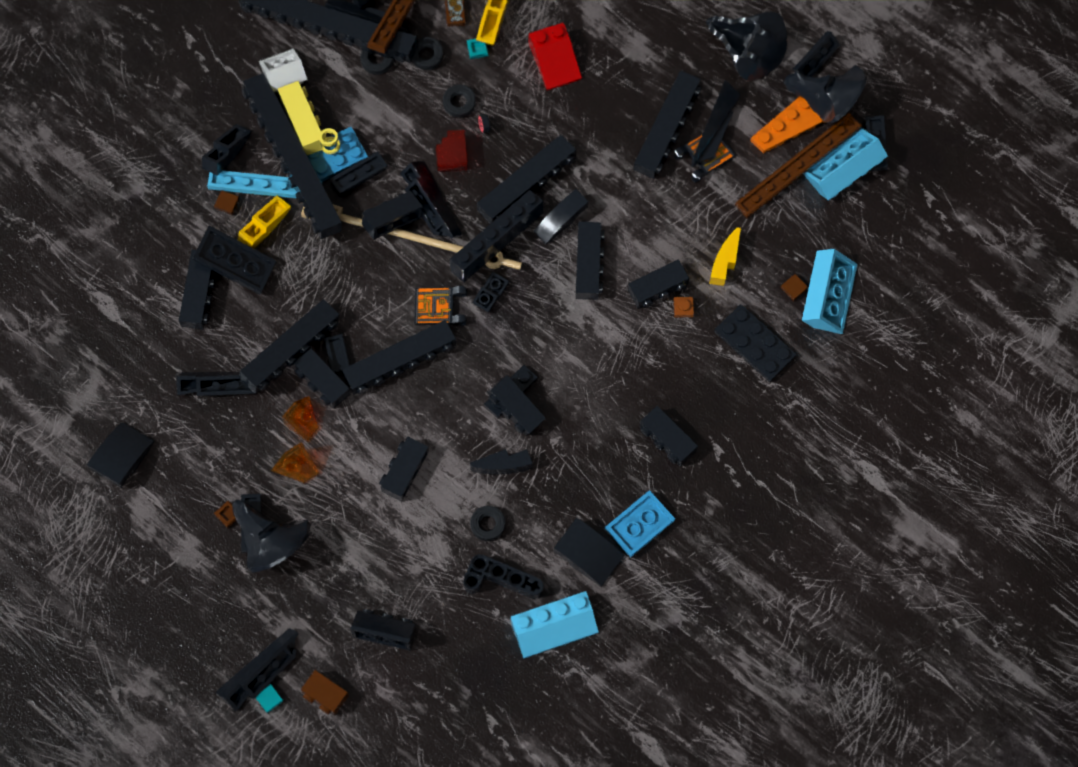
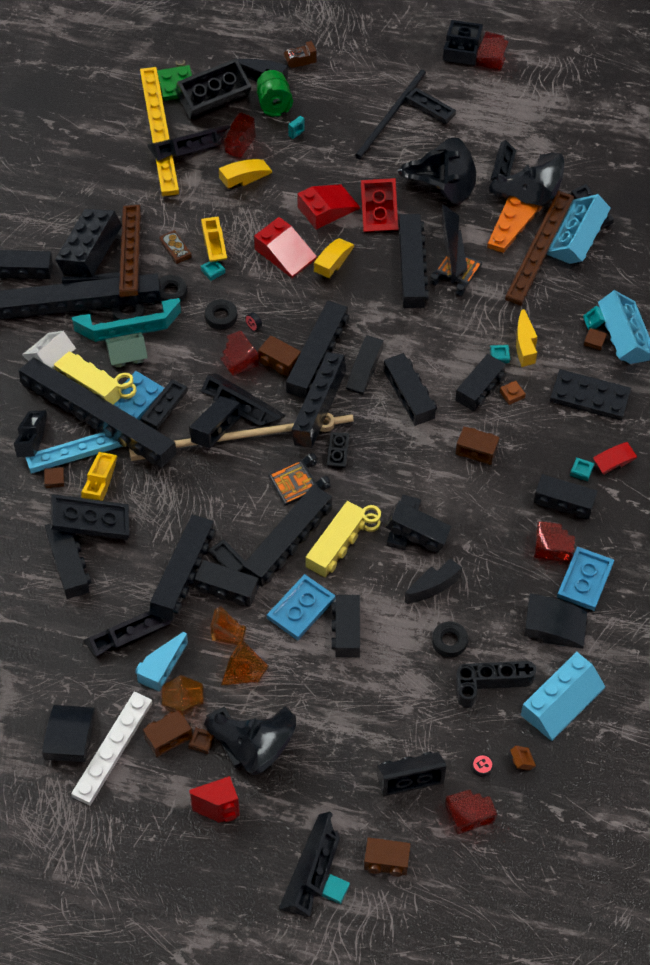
camera: 25 degrees left, 15 degrees down
(150, 485) = (111, 748): none -> white plate
(201, 494) = (167, 733): none -> reddish brown brick
(210, 576) = (216, 800): none -> red slope
(226, 428) = (160, 663): none -> medium azure slope
(231, 466) = (182, 693): none -> clear orange slope
(353, 99) = (126, 349): none -> sand green slope
(374, 431) = (301, 607): none -> dark azure plate
(413, 76) = (143, 324): none -> teal slope
(415, 687) = (470, 811): none -> clear red piece
(443, 379) = (339, 535): none -> light yellow hinge
(450, 651) = (482, 765): none -> tile
(487, 170) = (278, 355): none -> reddish brown brick
(487, 662) = (522, 758): none -> dark orange plate
(595, 86) = (332, 257): none -> yellow slope
(618, 347) = (477, 445): none -> reddish brown brick
(621, 24) = (325, 204): none -> red slope
(630, 476) = (553, 542): none -> clear red piece
(669, 50) = (379, 205): none -> red slope
(695, 261) = (500, 352): none -> teal tile
(702, 415) = (582, 469): none -> teal tile
(737, 418) = (614, 457): none -> red slope
(804, 265) = (594, 318): none -> teal tile

